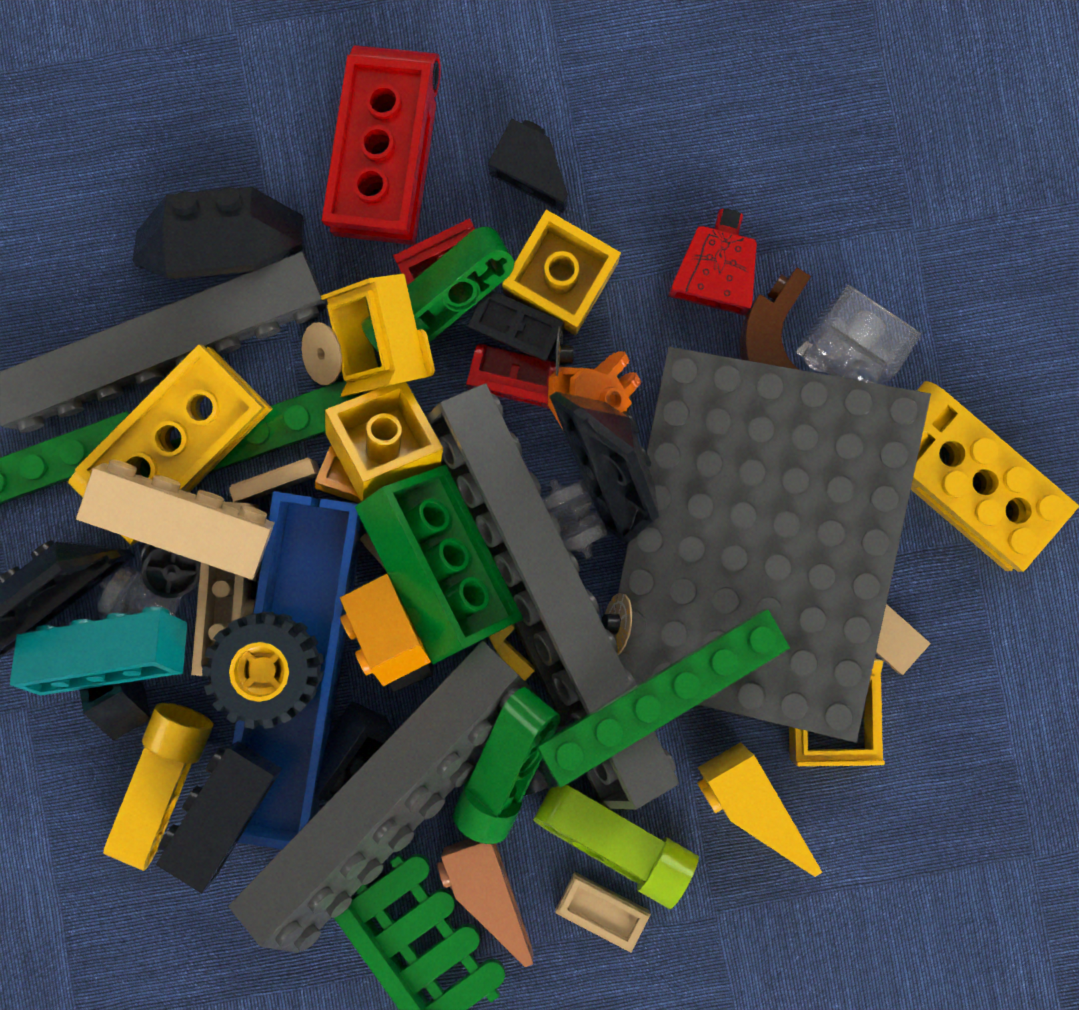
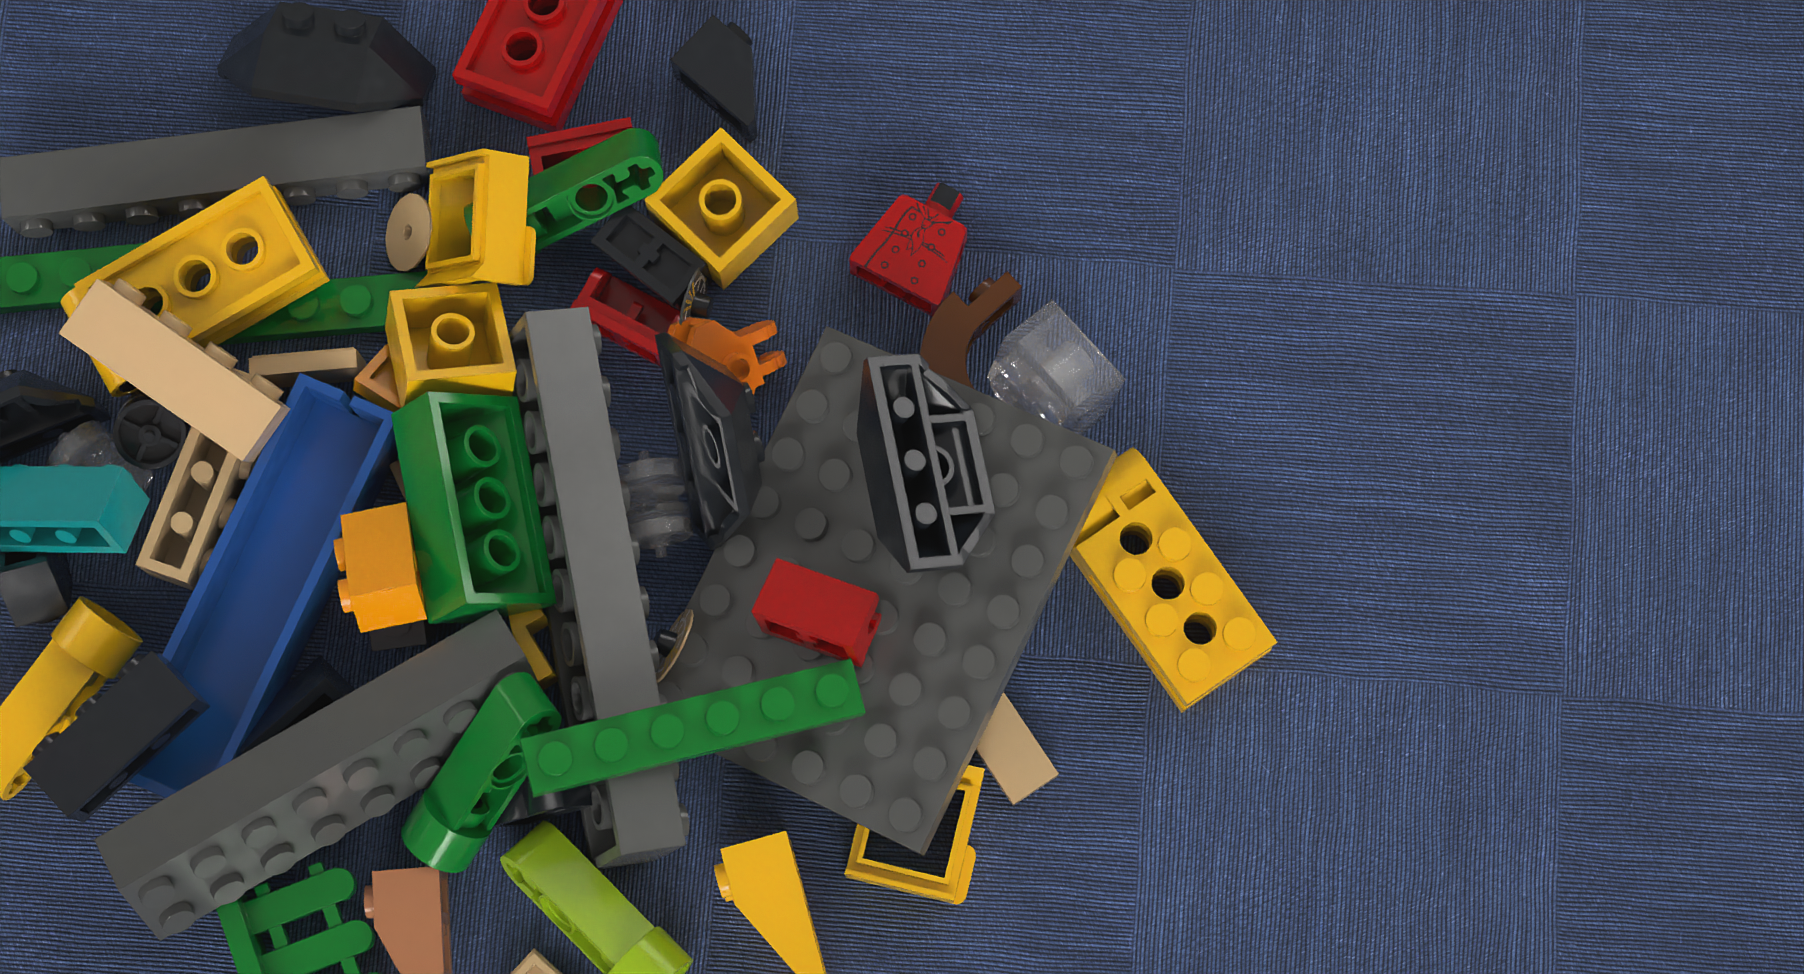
camera: 15 degrees right, 10 degrees down
(263, 669) = (223, 572): black wheel -> none
(731, 577) = (817, 612): none -> red hinge
(786, 448) = (921, 464): none -> black wedge

